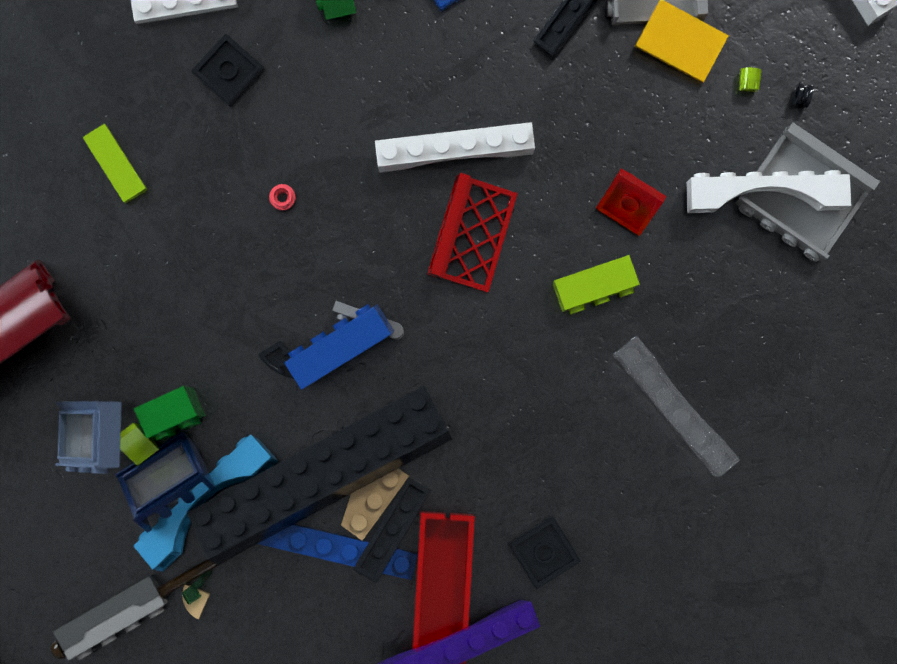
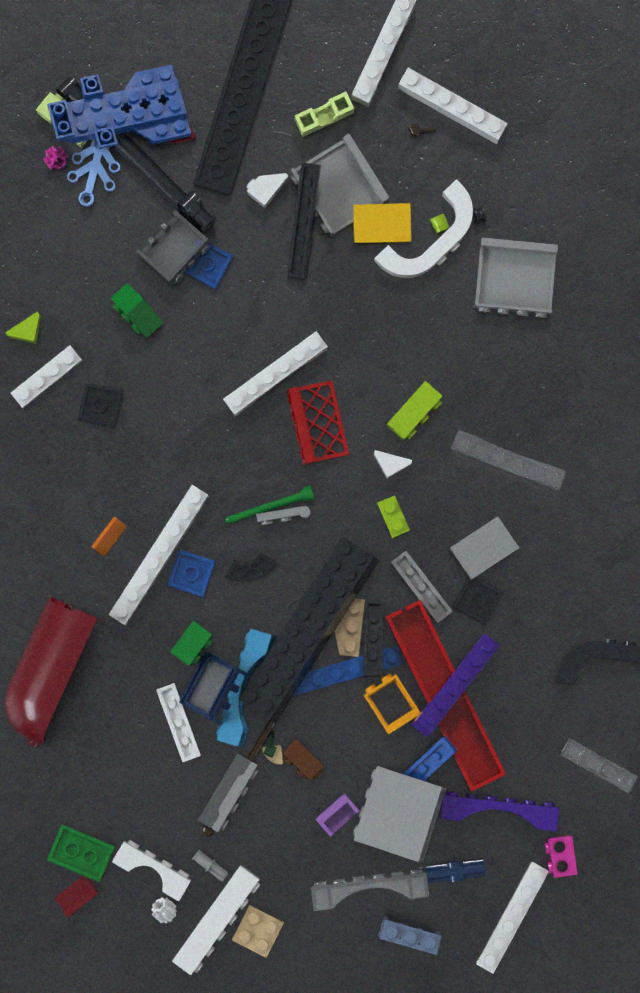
camera: 25 degrees left, 0 degrees up
(89, 436) = (150, 686): sand blue window -> none
(100, 510) = (178, 722): none -> white plate
(115, 163) = (62, 506): lime tile -> none
(136, 445) = (182, 674): lime slope -> none
(148, 229) = (109, 536): none -> orange slope
(192, 285) = (159, 555): none -> white brick
(221, 328) = (191, 573): none -> blue tile
(225, 629) = (305, 761): none -> reddish brown brick
(280, 189) = (187, 472): coral plate -> none
(339, 346) = (275, 541): blue brick -> none
(370, 648) = (403, 719): none -> light orange window
(408, 310) = (305, 494): none -> green piece
(485, 500) = (421, 586): none -> light grey plate
(499, 396) = (393, 516): none -> lime plate
(531, 331) = (390, 463): none -> white slope
(587, 495) = (484, 548): none -> light grey tile
(631, 202) = (407, 345): red bracket -> none
(676, 106) = (436, 254): none -> white arch
(822, 192) = (525, 271): white arch -> none

